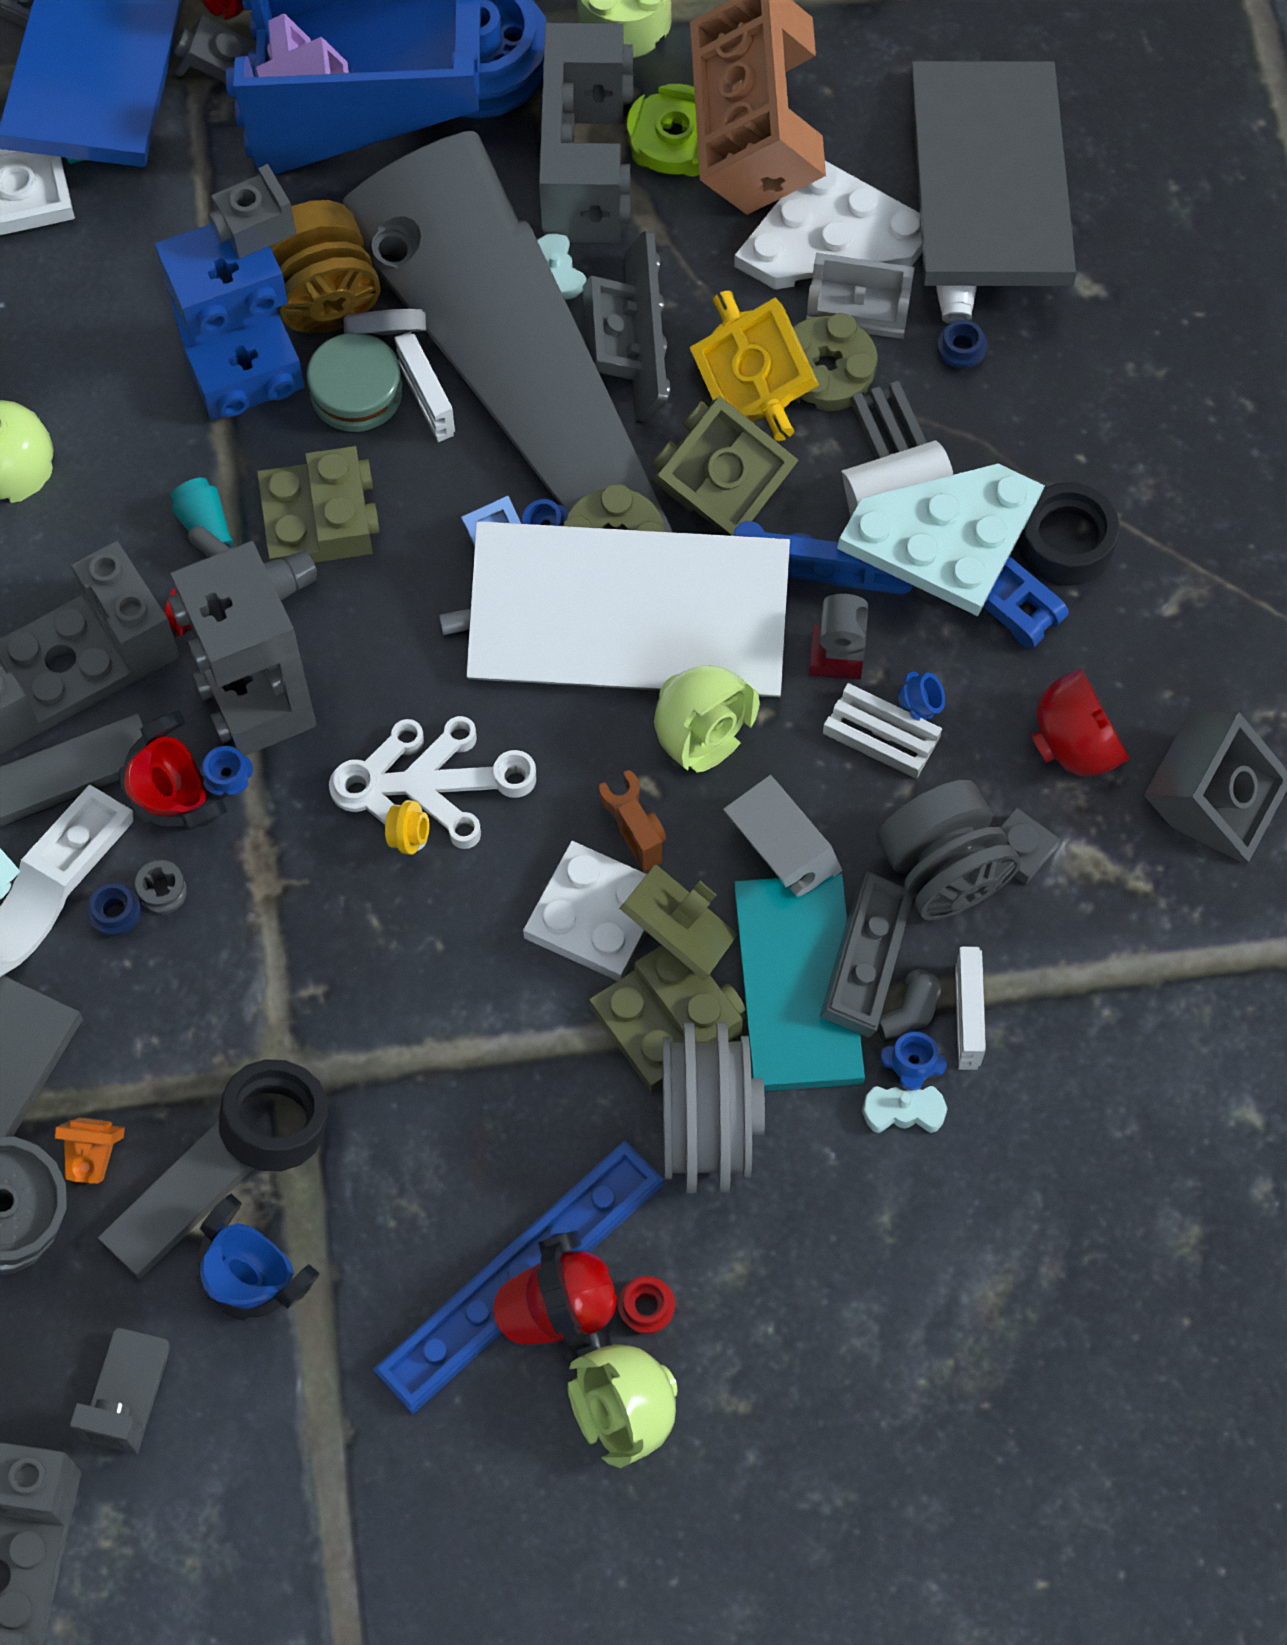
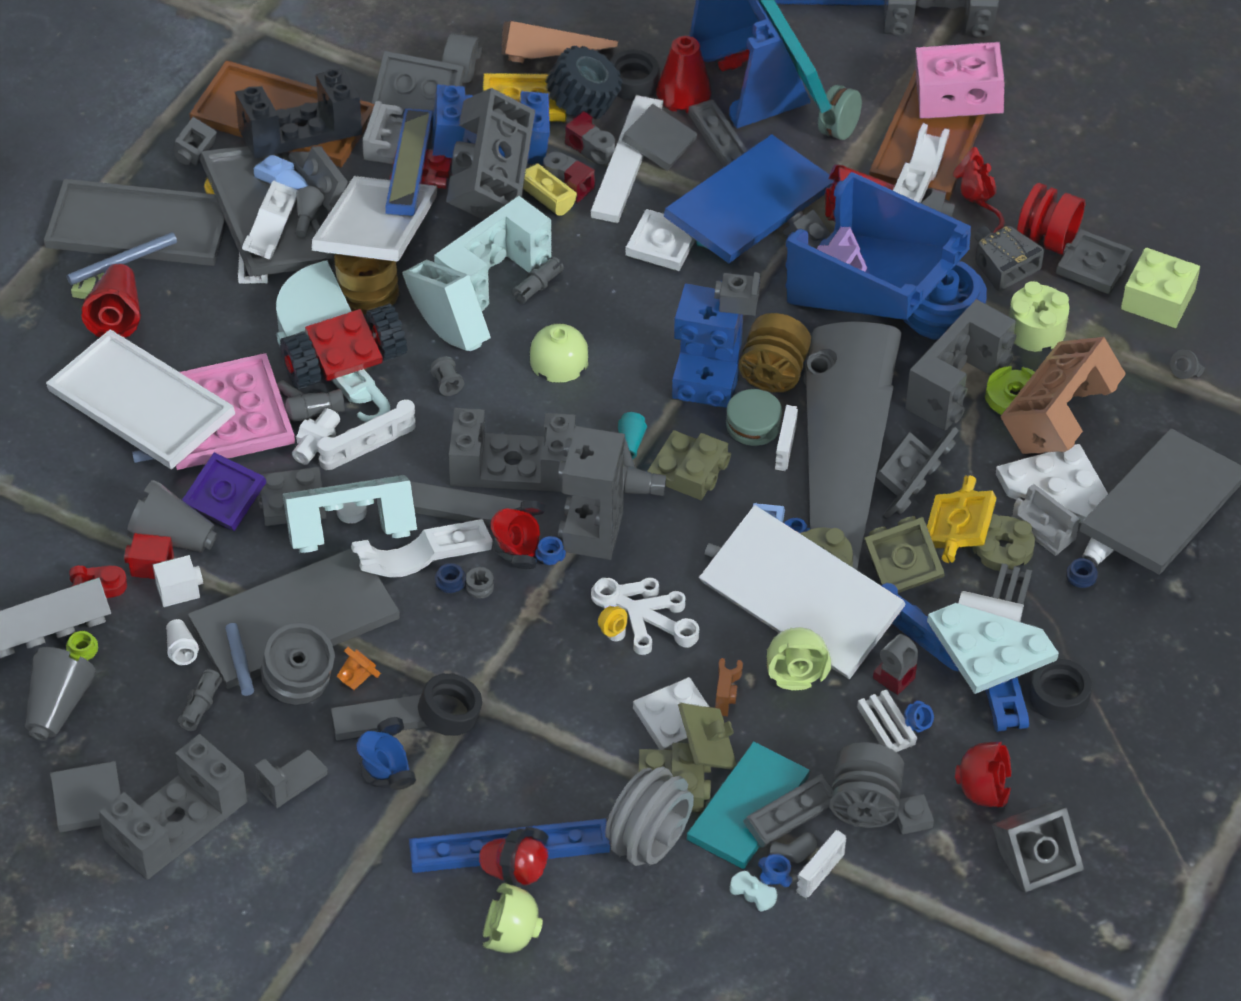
camera: 35 degrees right, 15 degrees down
(385, 322) = (789, 396): light grey tile -> none
(555, 251) = (901, 421): light aqua piece -> none
(642, 1288) = (557, 885): red plate -> none
(783, 836) = (792, 733): light grey hinge -> none

